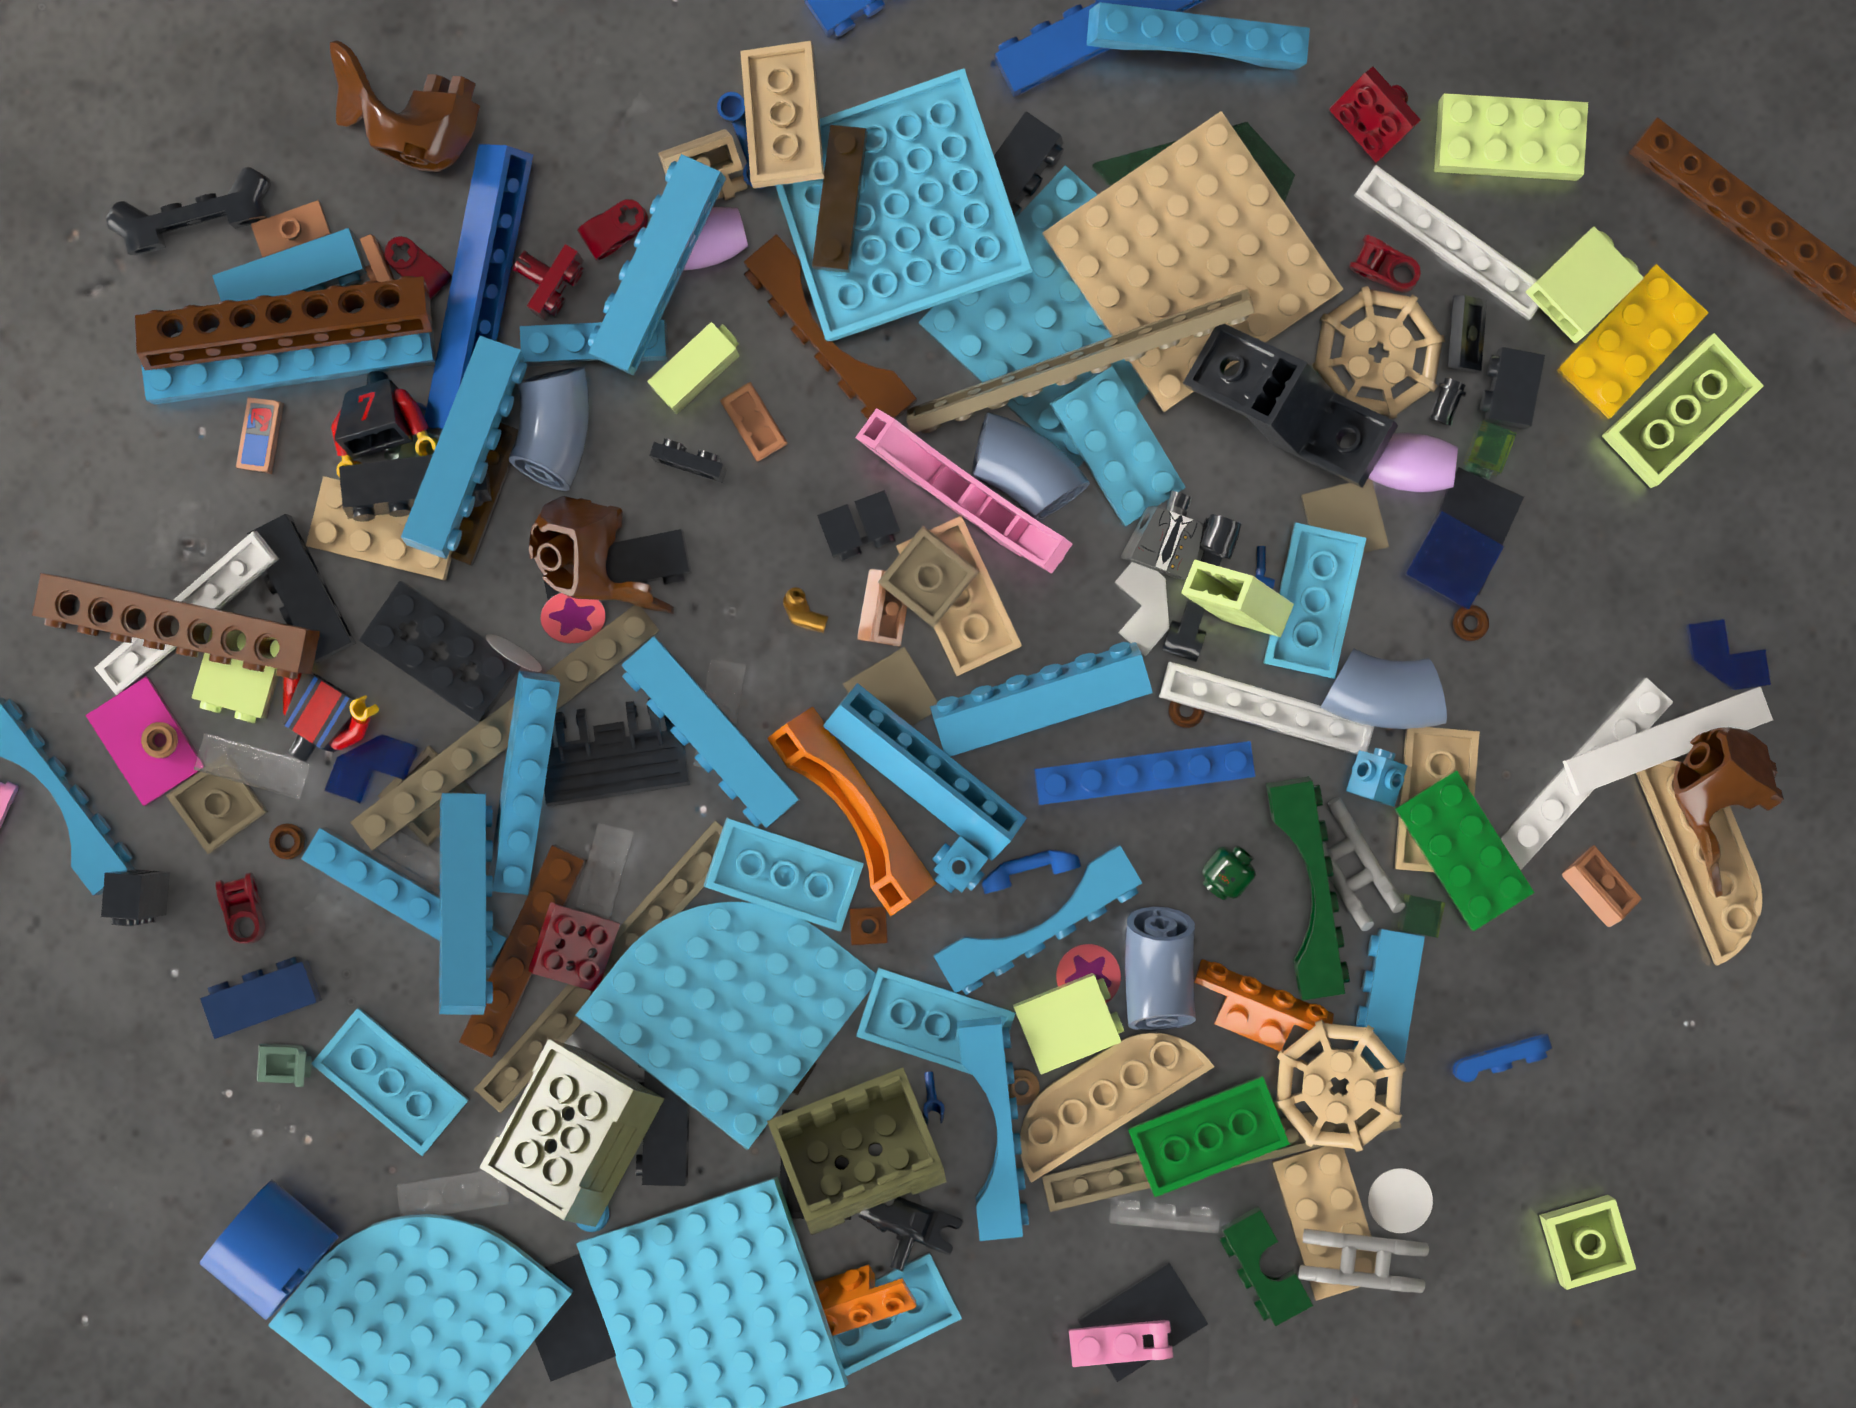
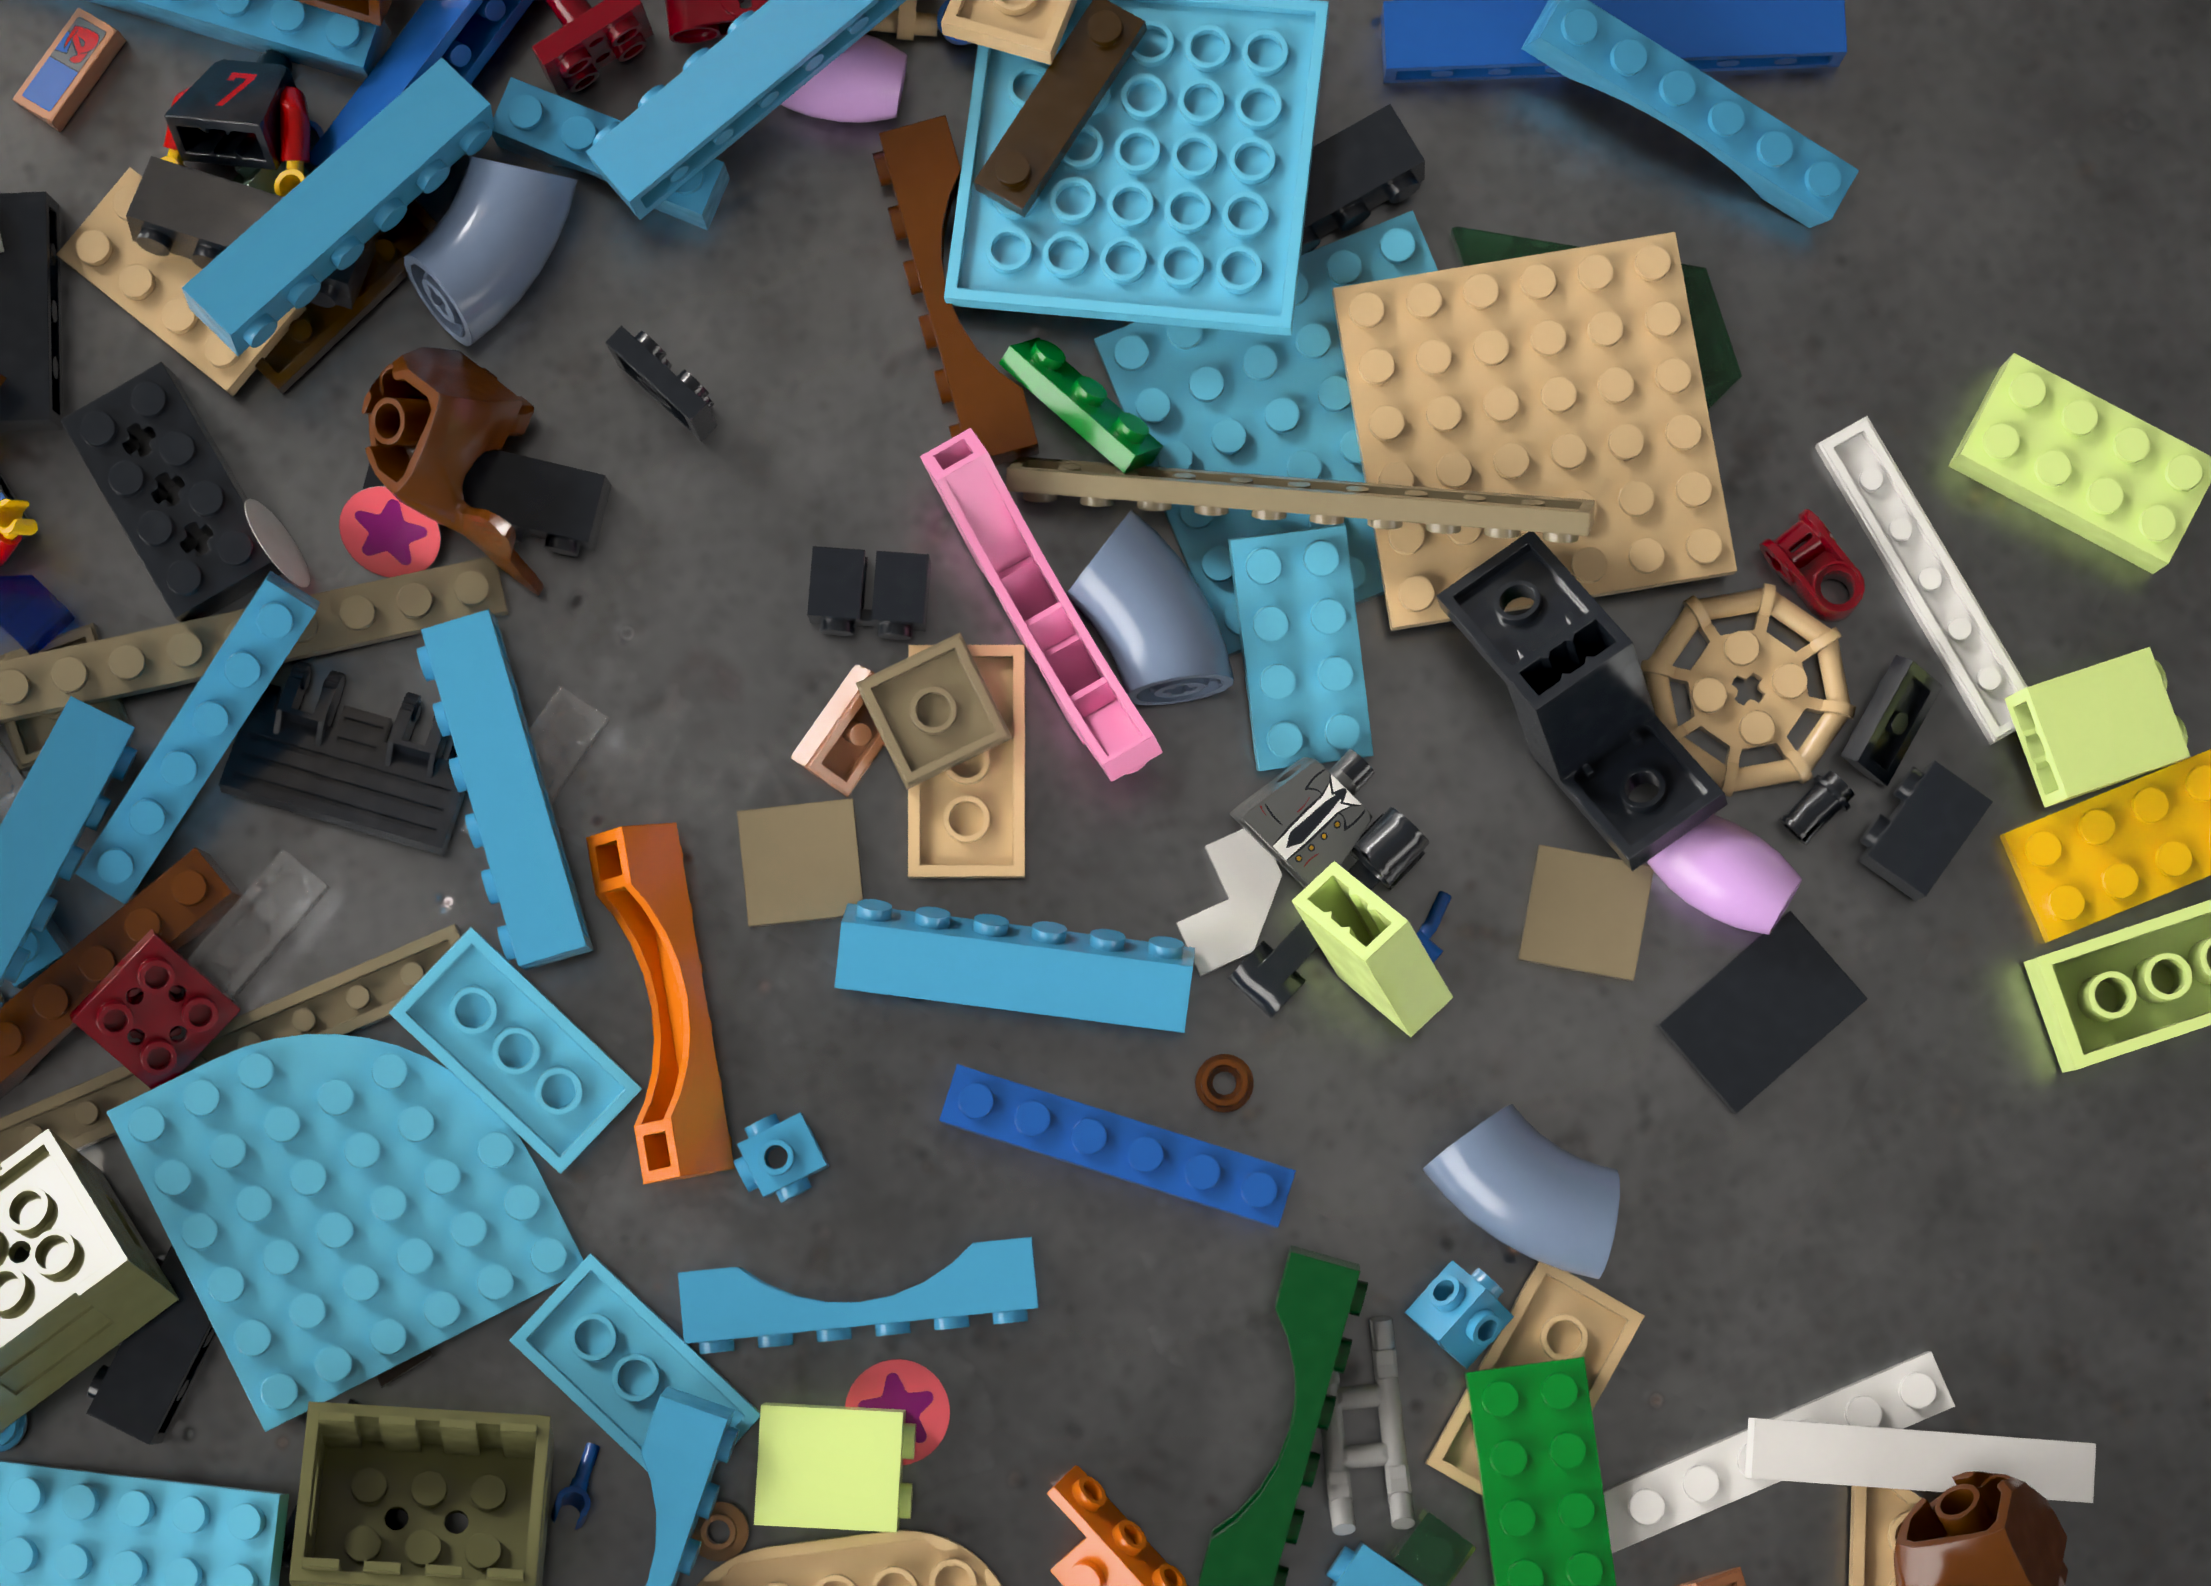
camera: 25 degrees right, 5 degrees down
(695, 366) = (736, 251): yellowish green brick -> none
(753, 422) = (787, 372): nougat plate -> none
(800, 613) = (724, 676): pearl gold arm -> none
(878, 915) = (626, 1178): reddish brown plate -> none
(924, 772) = (793, 993): dark azure brick -> none
(930, 364) = (1081, 404): none -> green plate
(1059, 860) = (833, 1202): blue bar -> none
(1159, 969) = (1003, 1449): sand blue brick -> none
(1228, 872) = (1175, 1353): dark green head -> none
(1263, 708) = (1338, 1133): white tile -> none
(1321, 585) = (1505, 994): medium azure plate -> none
(1380, 109) = (1909, 336): dark red plate -> none
(1454, 560) = (1721, 1043): clear blue plate -> none
(1481, 627) = (1722, 1143): reddish brown plate -> none
(1489, 449) = (1847, 905): clear green brick -> none
(1711, 652) = (2045, 1359): clear blue tile -> none

